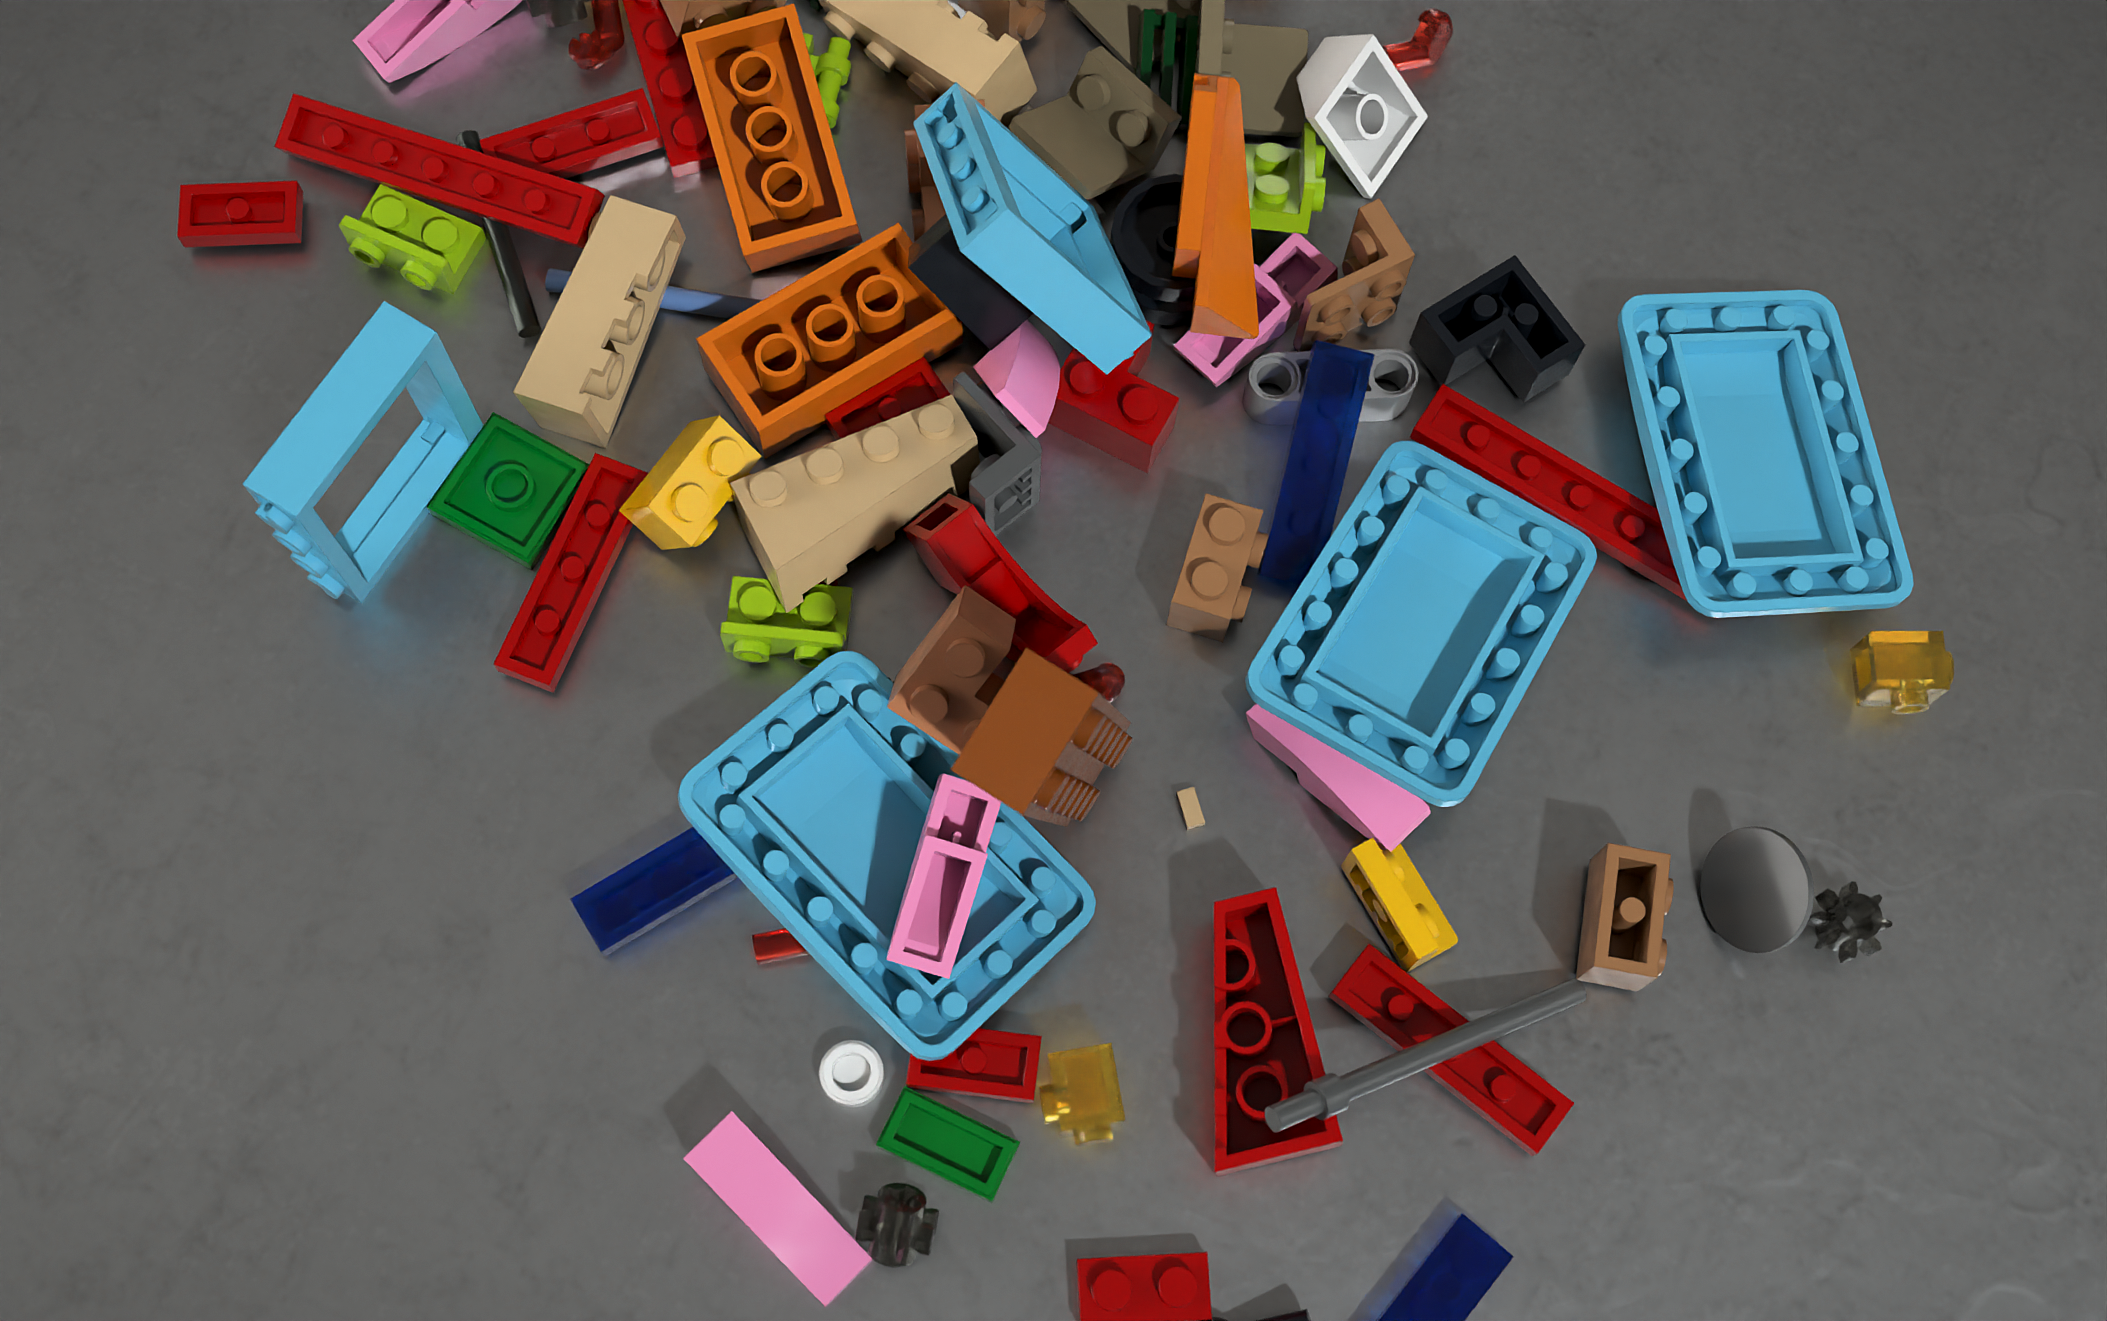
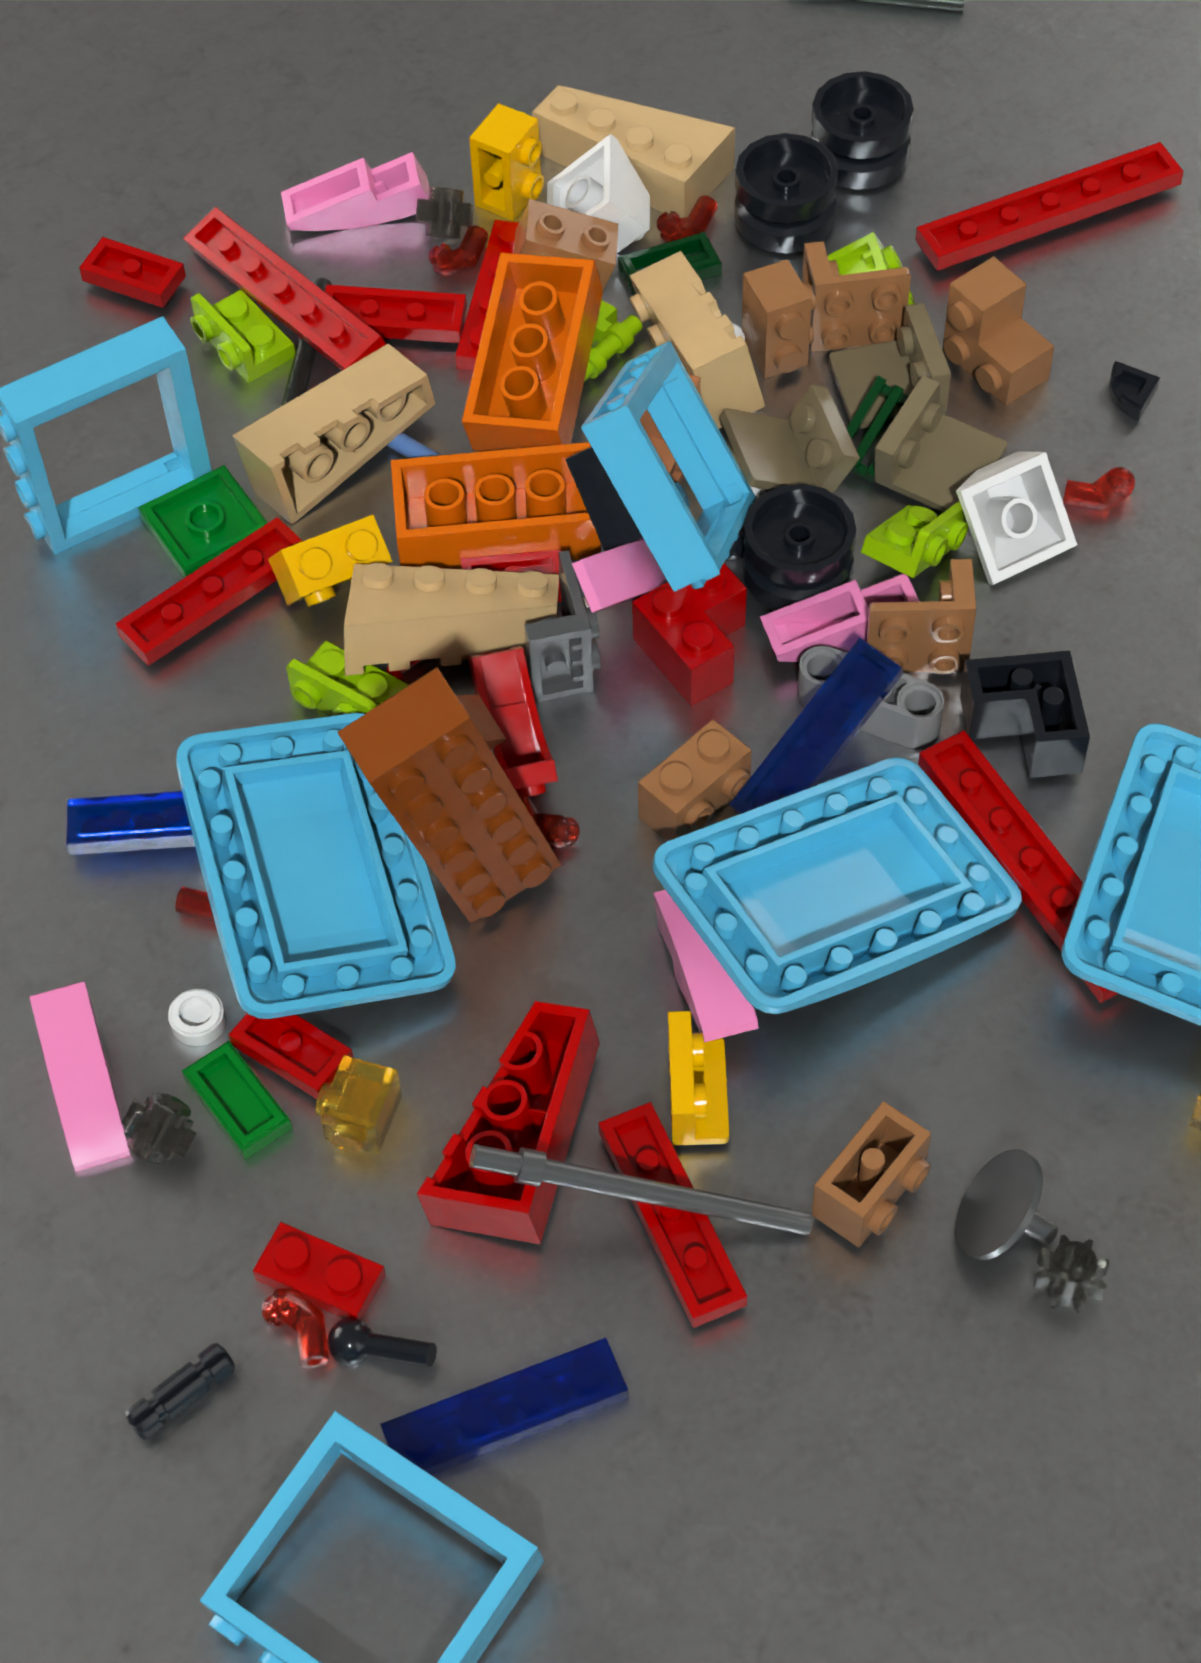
camera: 35 degrees right, 15 degrees down
(943, 877) = (340, 886): bright pink slope -> none
(1190, 808) = (574, 952): tan piece -> none
(1215, 213) = (834, 519): orange wedge -> none

